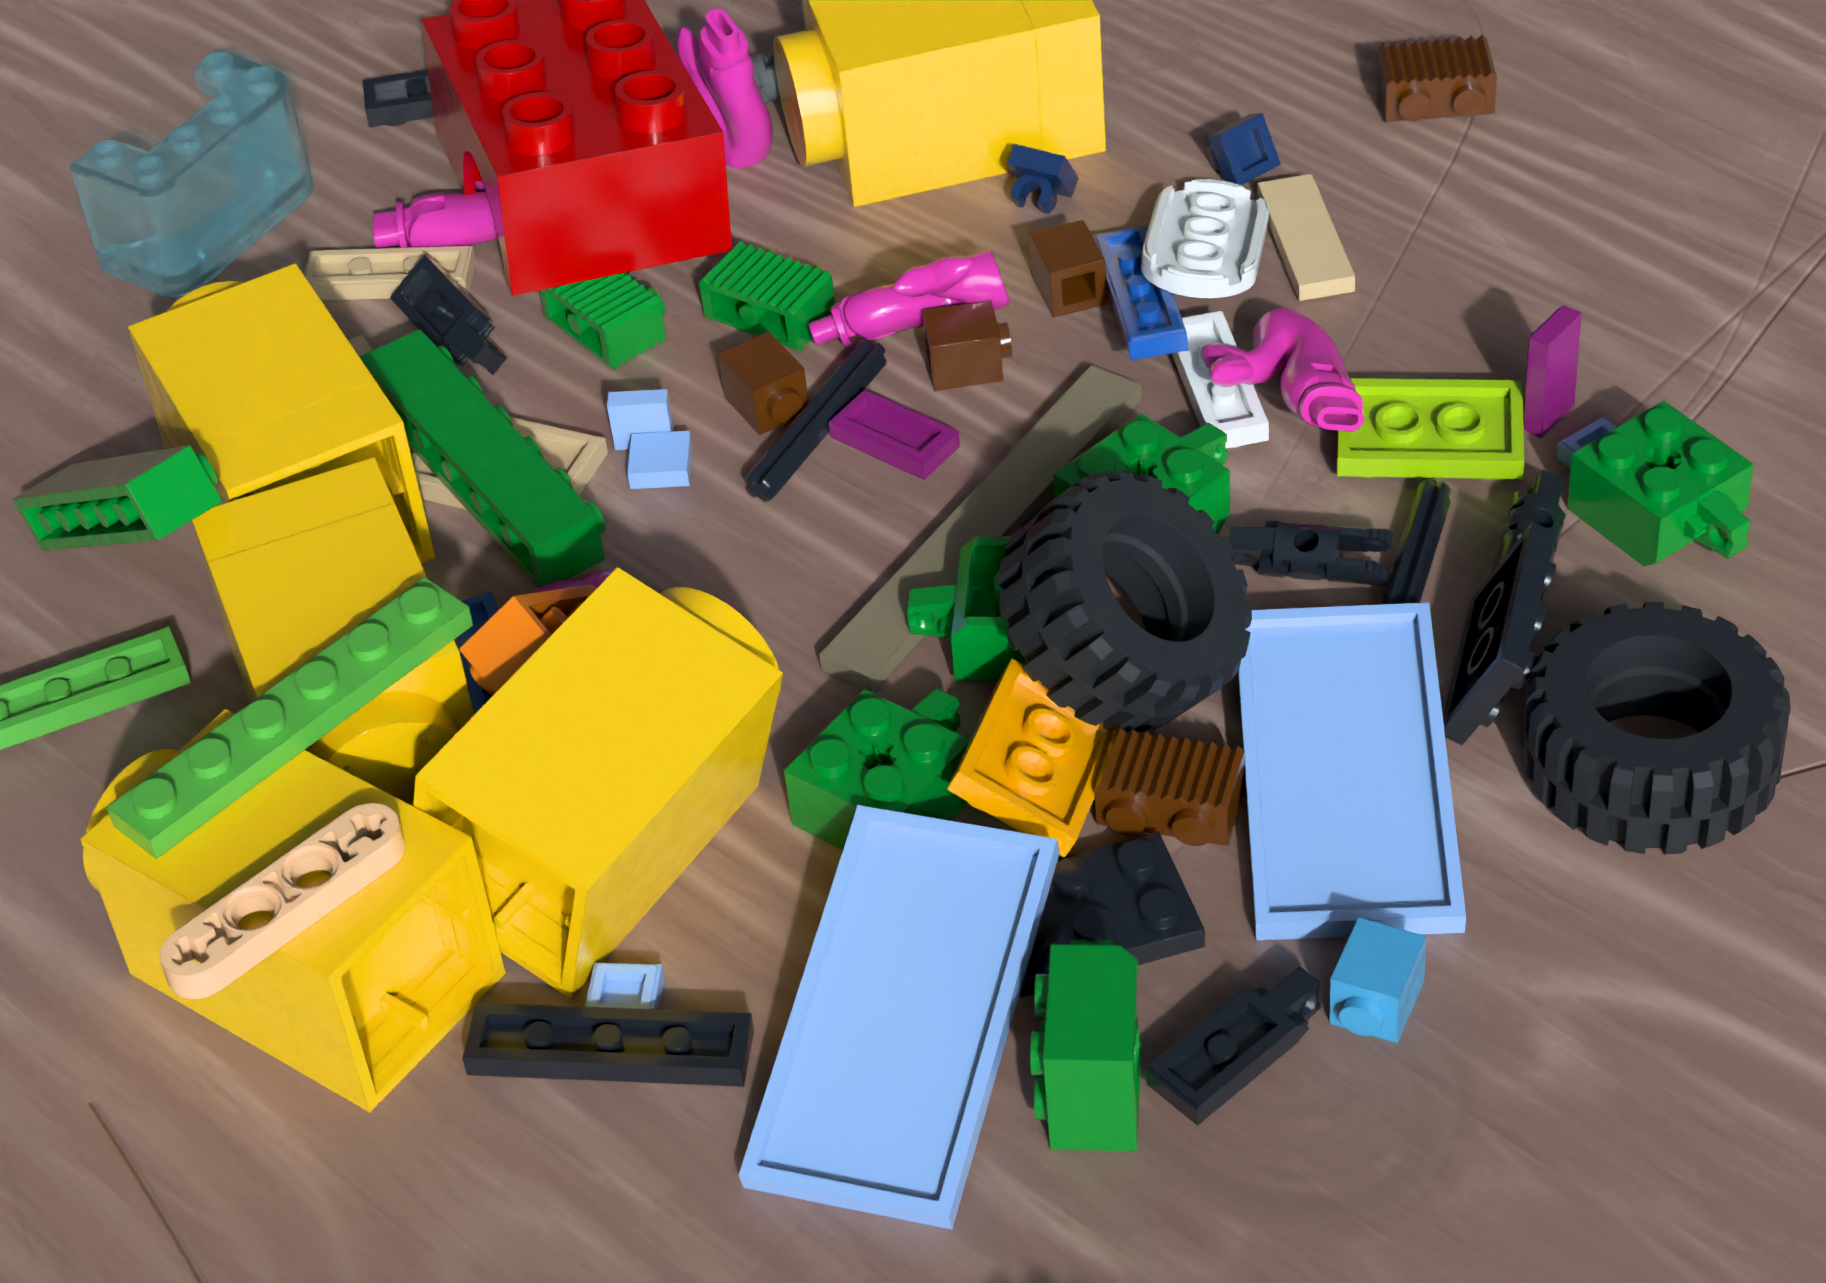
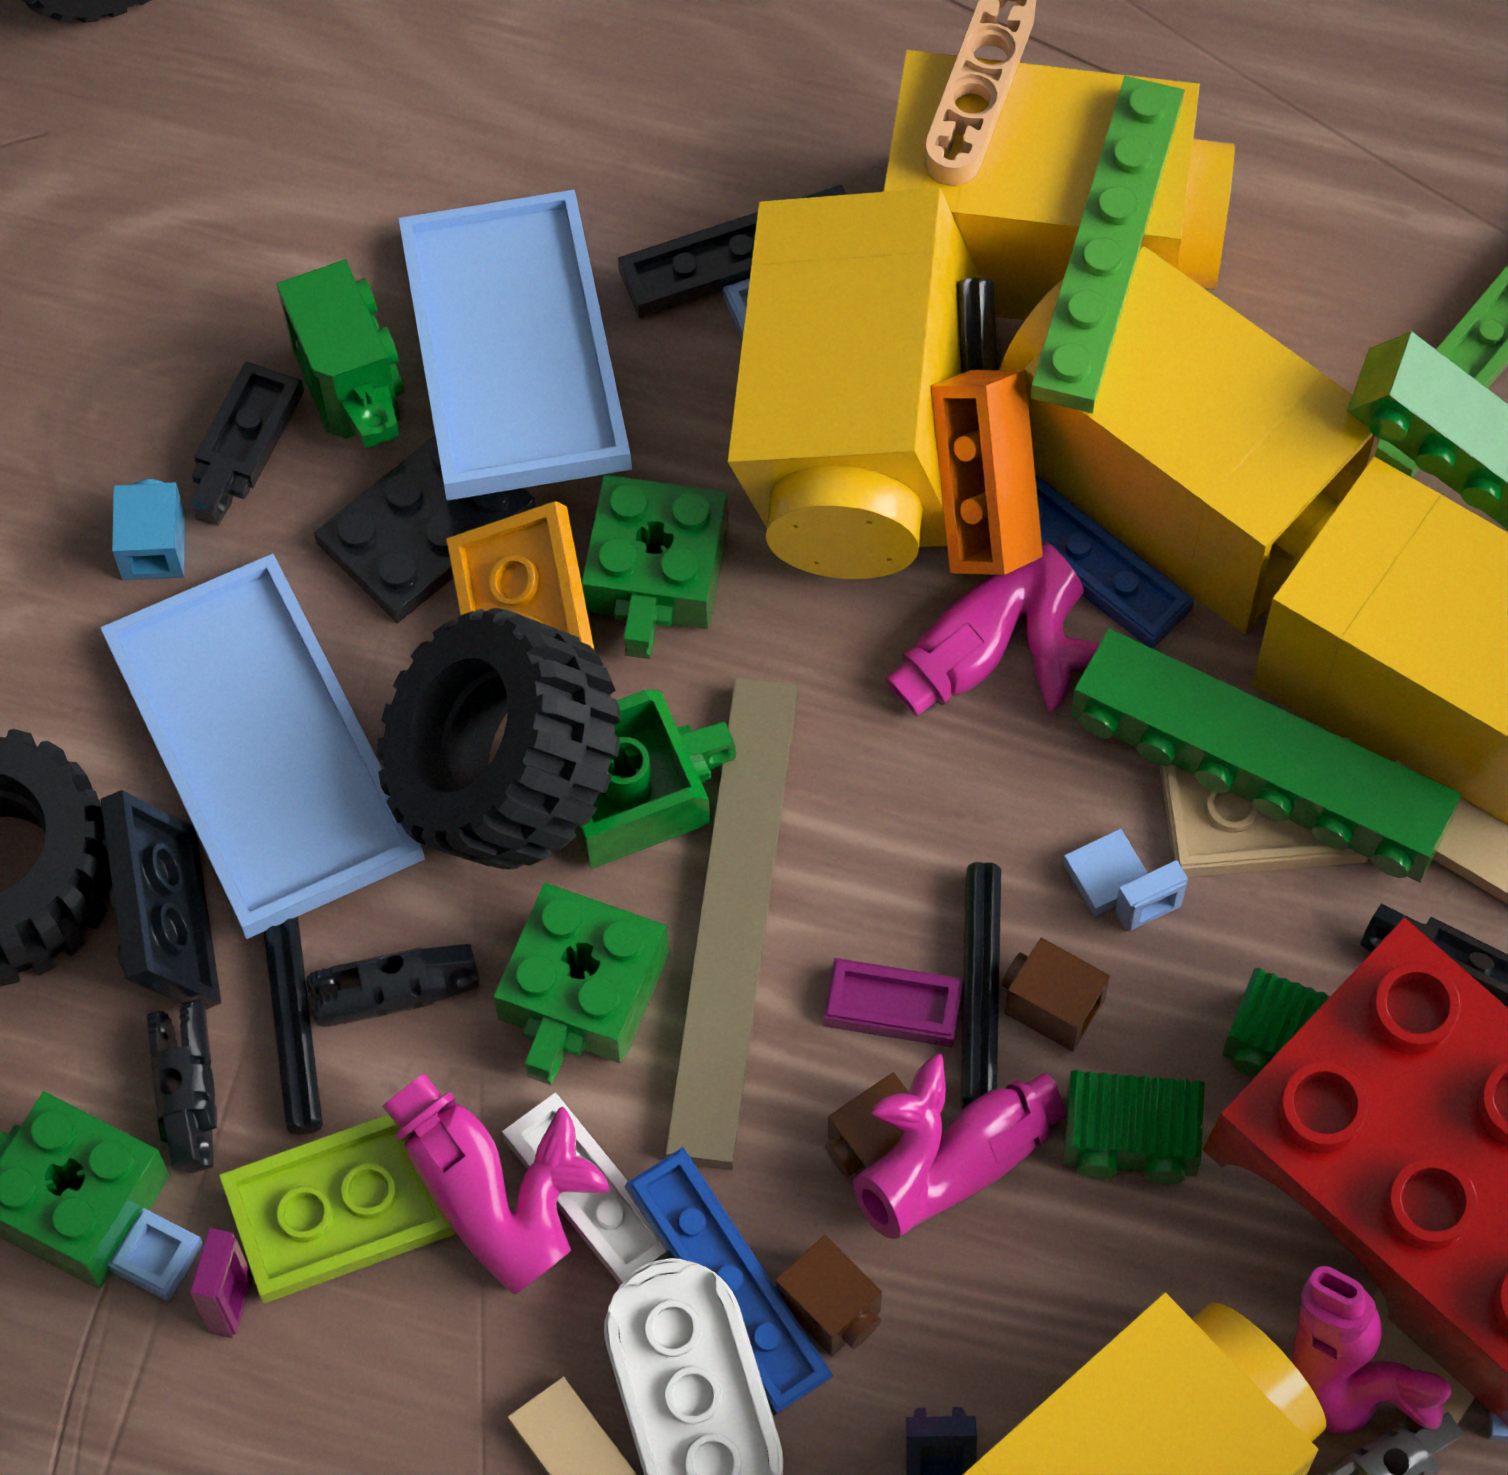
camera: 150 degrees right, 20 degrees up
(1170, 787) = (379, 644): reddish brown brick -> none

